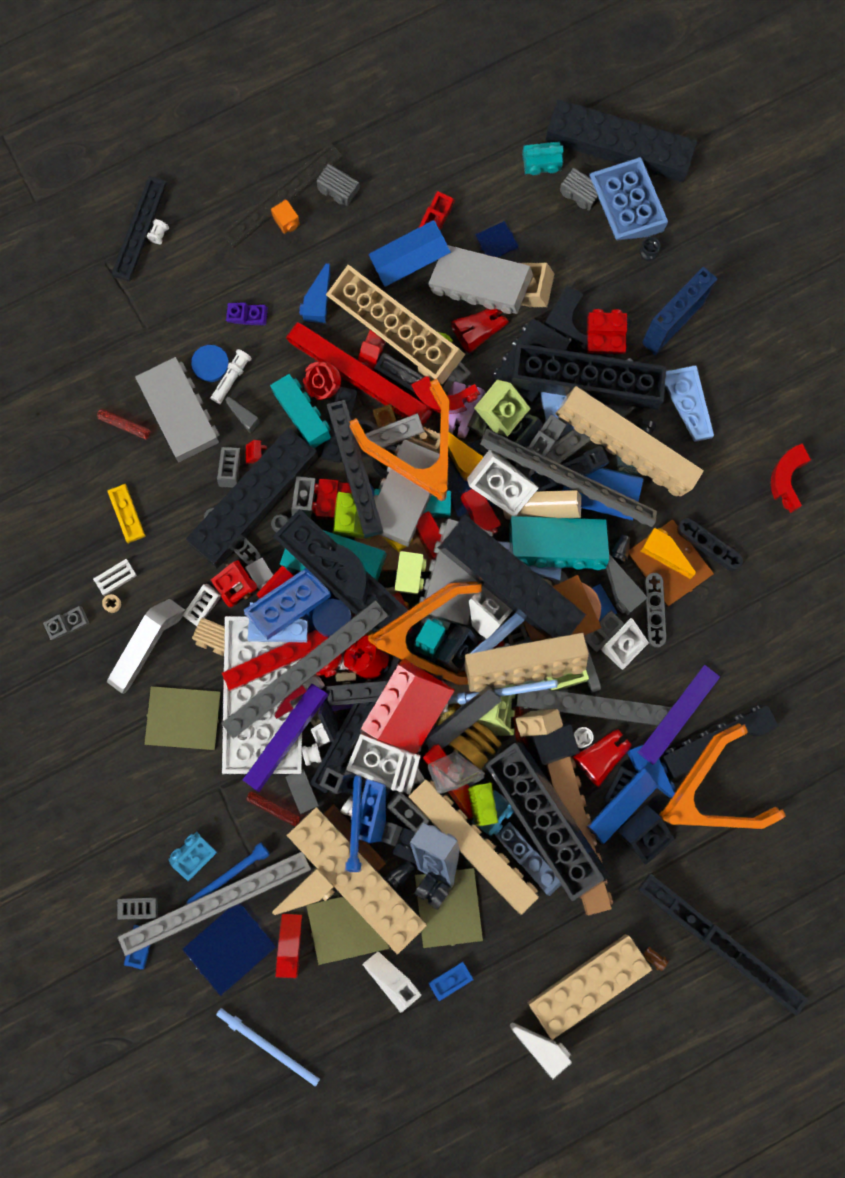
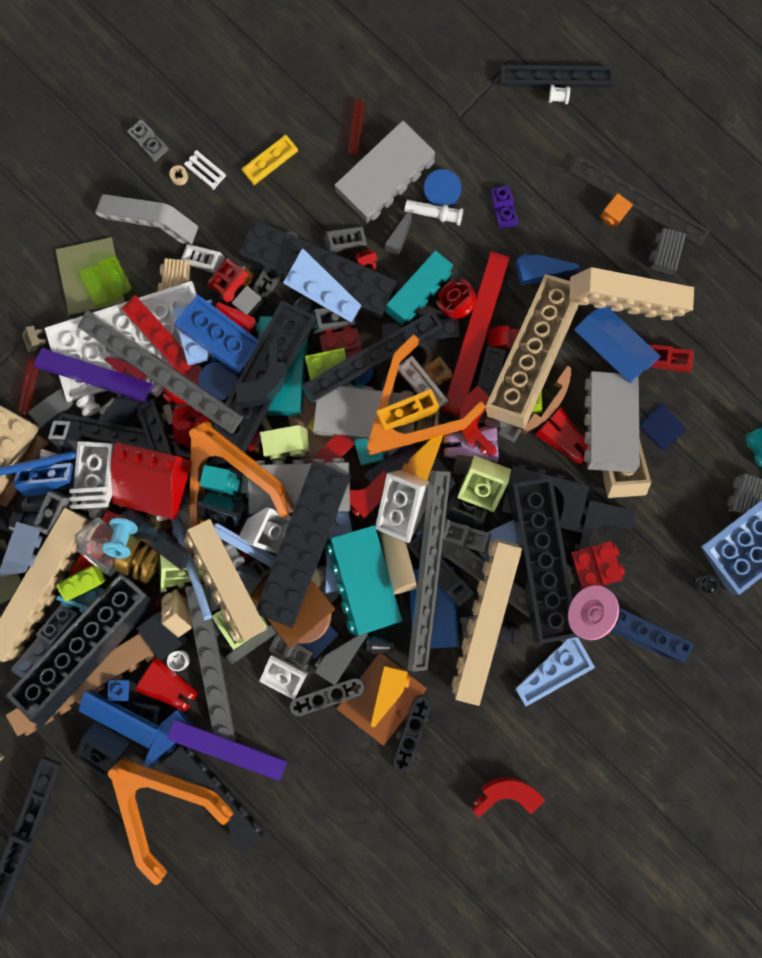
camera: 75 degrees right, 5 degrees up
(193, 703) = (105, 281): none -> clear neon green slope
(227, 791) = (31, 339): none -> dark tan tile
(269, 498) = (318, 285): none -> light blue wing
(371, 224) = (631, 293): none -> tan brick
(418, 446) = (408, 410): none -> light orange slope
(430, 312) = (562, 384): none -> nougat slope
(462, 753) = (117, 545): none -> medium azure hose
(595, 798) = (118, 690): none -> blue bracket
(650, 344) = (593, 612): none -> bright pink hat

